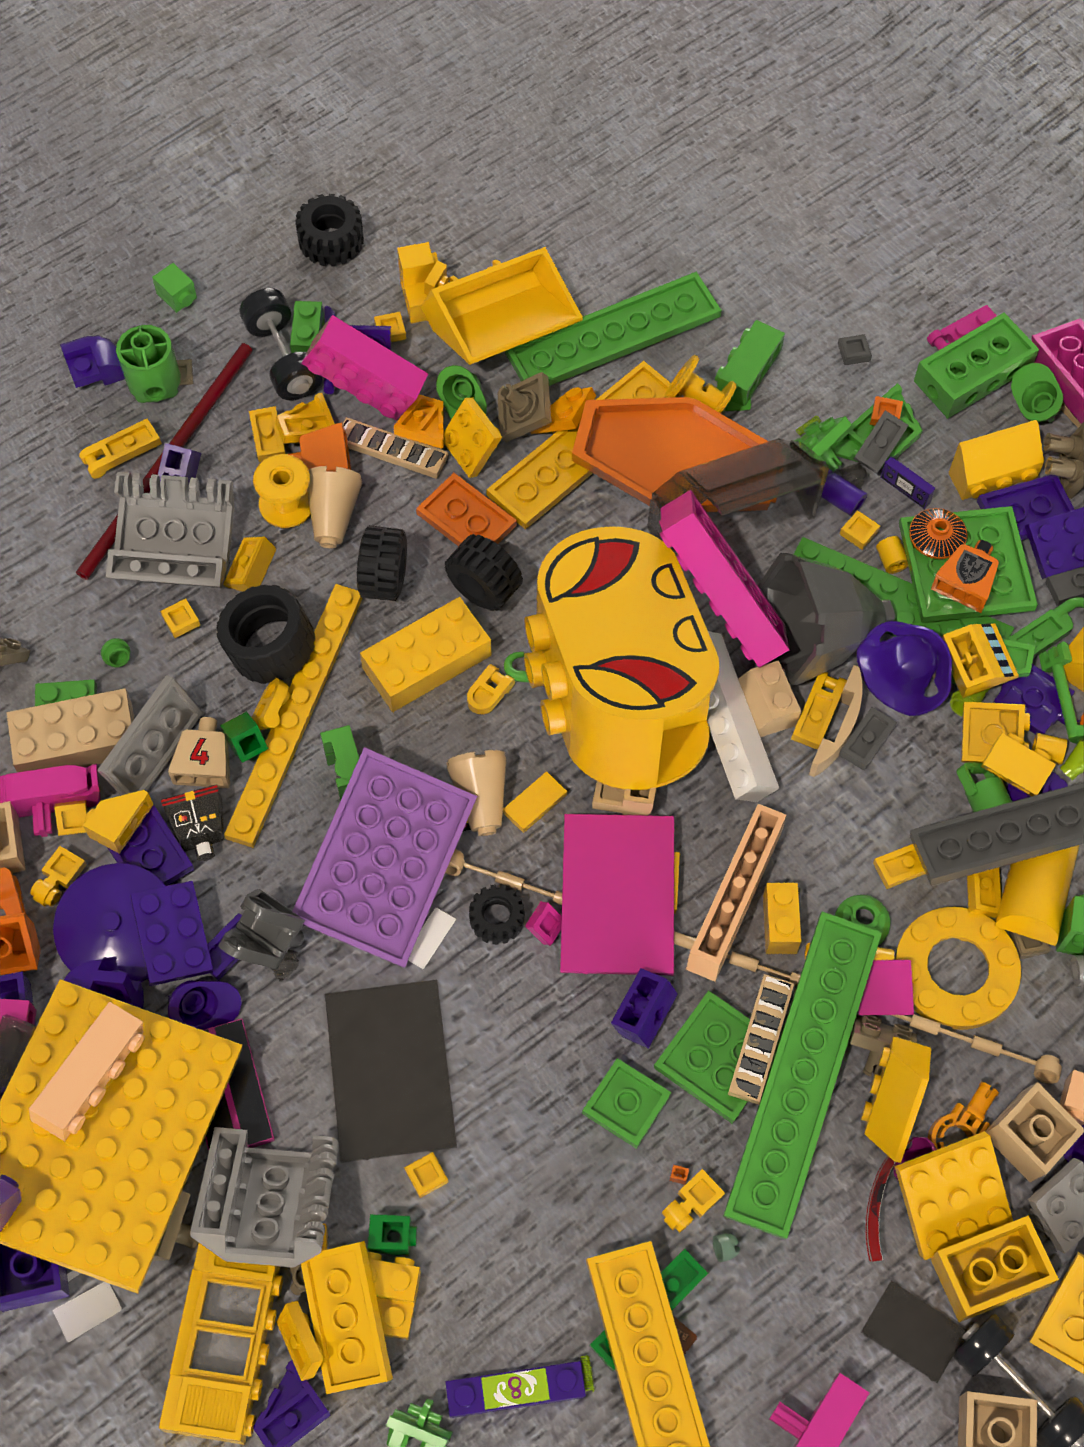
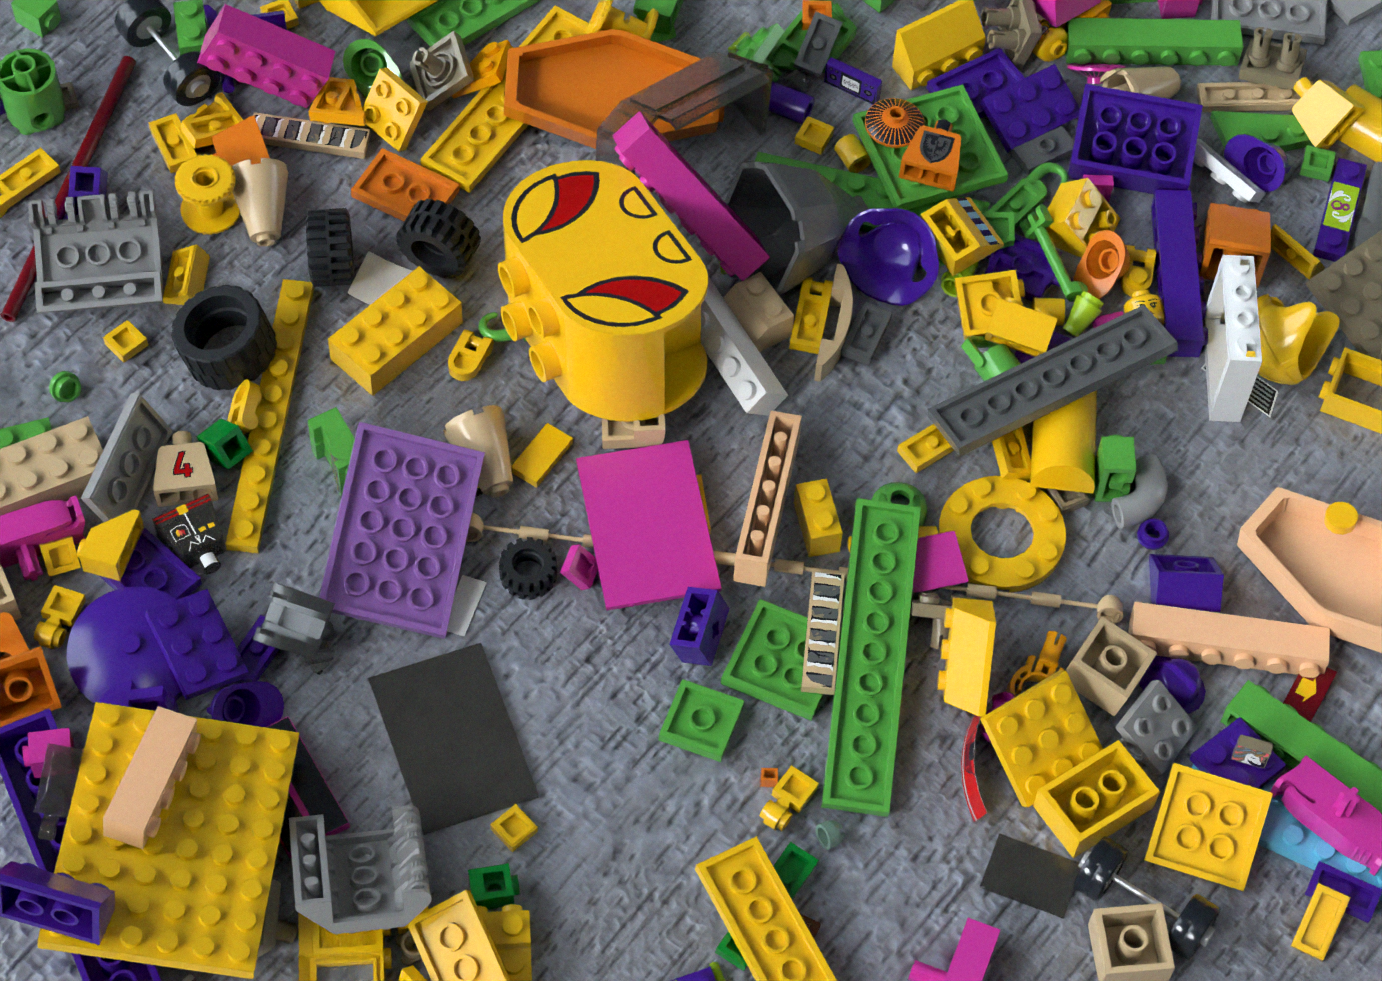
camera: 15 degrees left, 5 degrees down
(421, 598) = (375, 278): none -> white sticker

